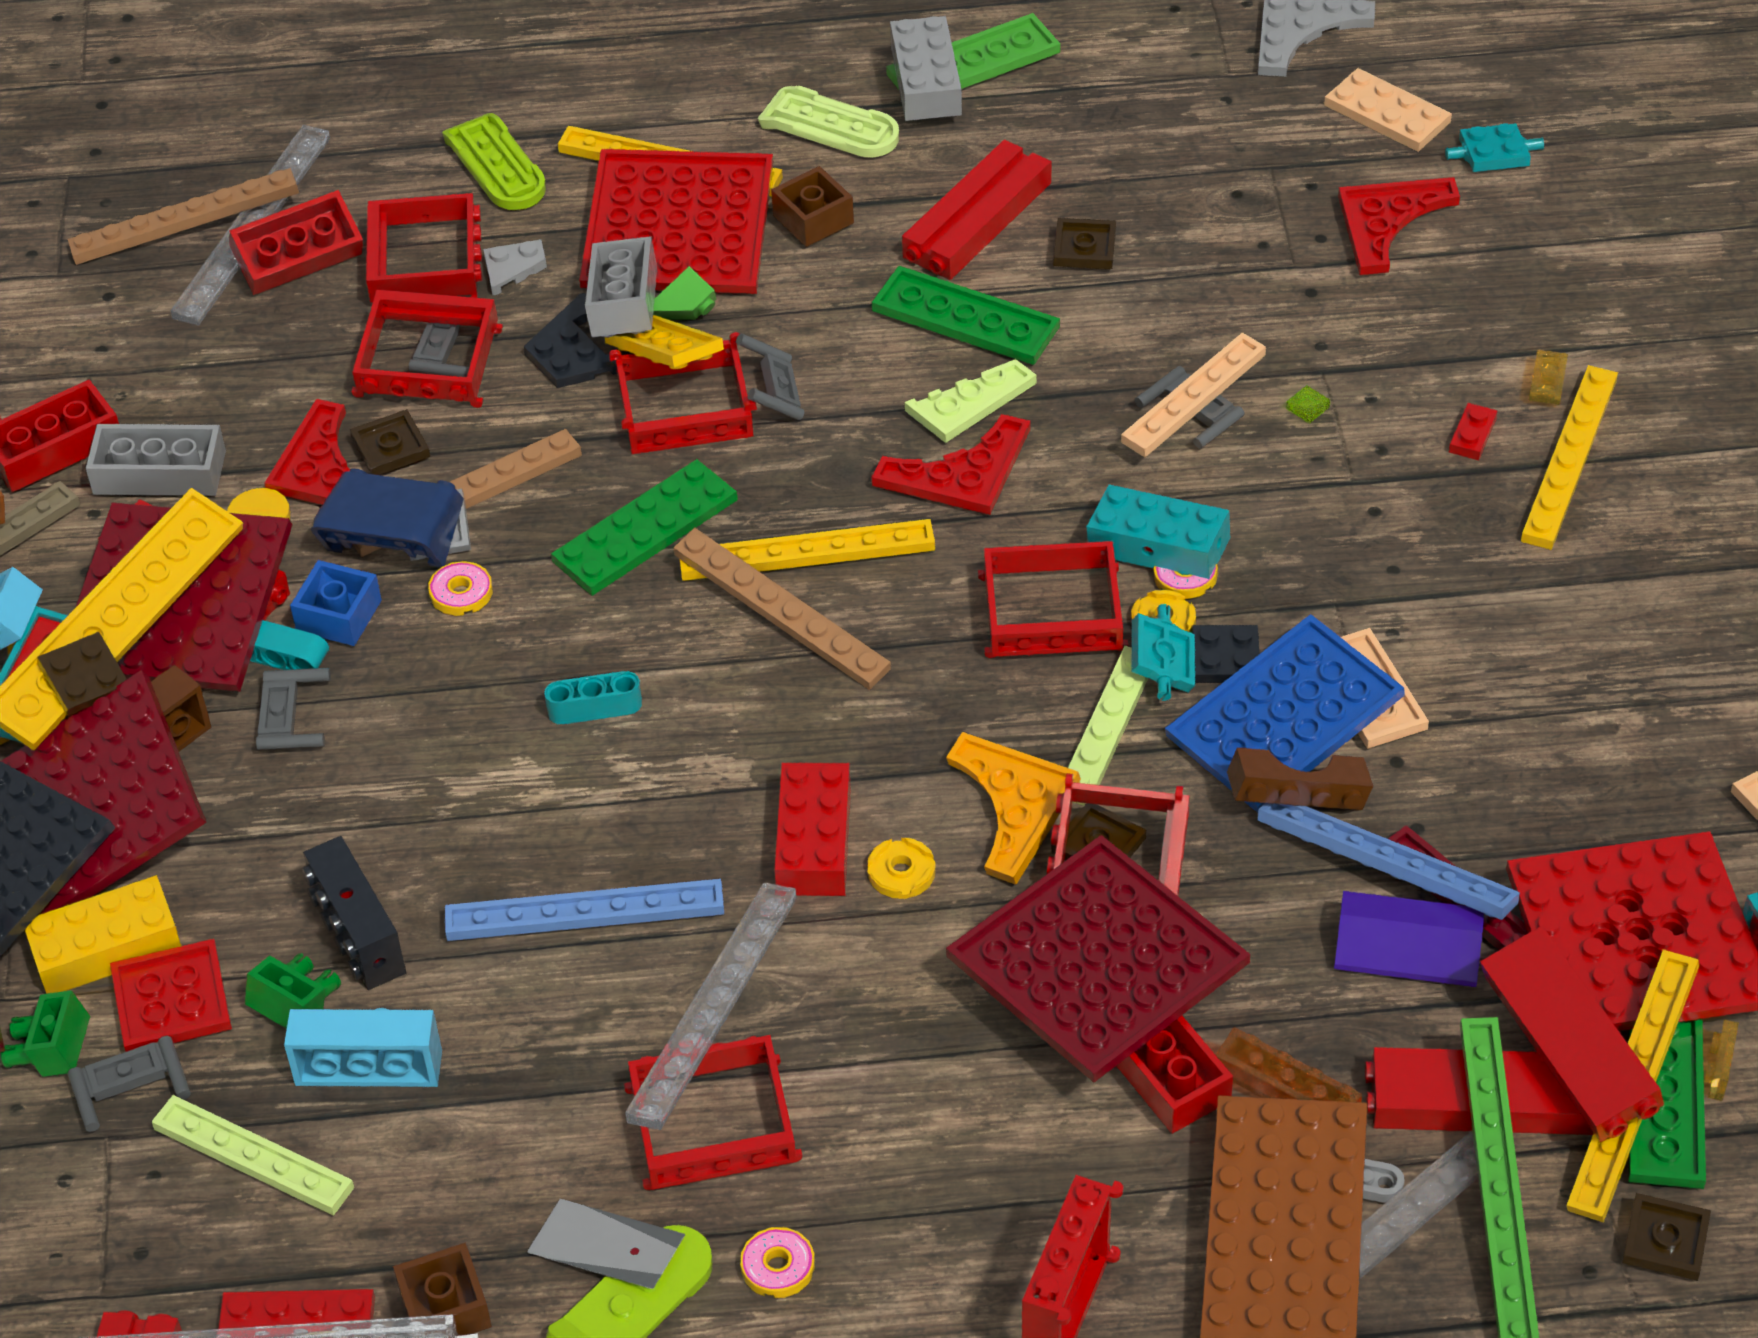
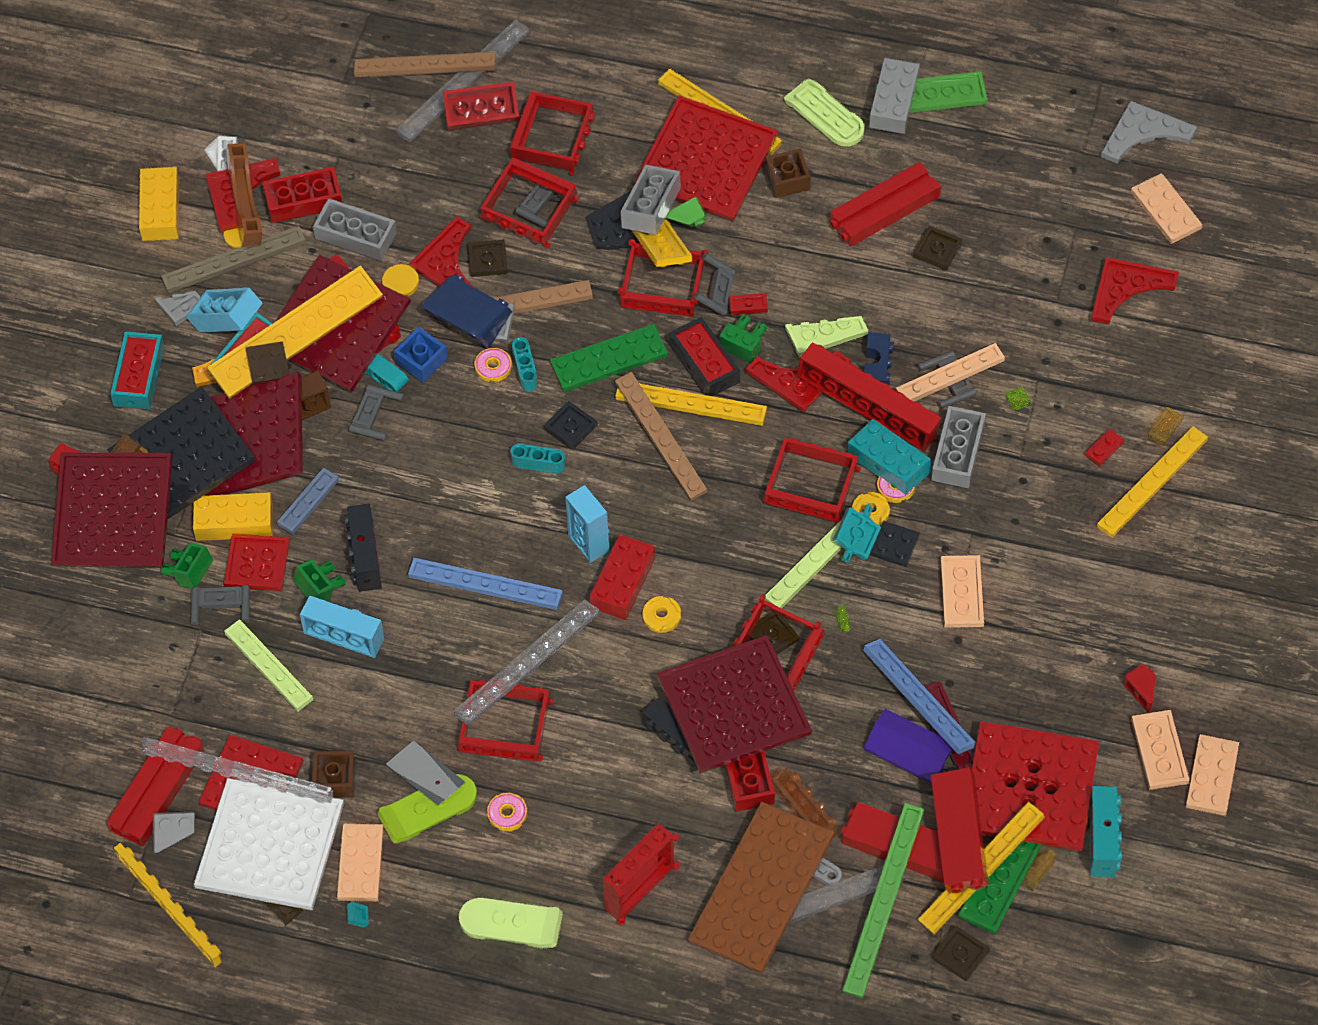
camera: 20 degrees right, 10 degrees up
(225, 875) = (308, 501): none -> sand blue plate
(497, 162) = (619, 80): lime piece -> none
(513, 263) = (602, 155): light grey wing -> none
(513, 571) = (524, 357): none -> teal beam
(626, 635) = (570, 425): none -> black plate
(726, 757) = (587, 523): none -> medium azure brick
(800, 478) = (704, 357): none -> brick
(833, 392) = (748, 304): none -> red plate
(847, 444) = (740, 342): none -> green brick
(966, 315) = (847, 275): green plate -> none
(999, 1035) = (662, 720): none -> black brick
(1023, 798) = (742, 591): light orange plate -> none
(1076, 425) = (879, 348): none -> dark blue arch
(1082, 452) = (868, 396): none -> red brick
(1202, 782) = (843, 618): none -> clear neon green tile
(1258, 488) = (958, 447): none -> light grey brick
(1263, 779) = (870, 629): reddish brown arch -> none
(1292, 699) = (906, 592): blue plate -> none
(1494, 147) = (1216, 257): teal plate -> none
(1723, 737) = (1141, 685): none -> red slope

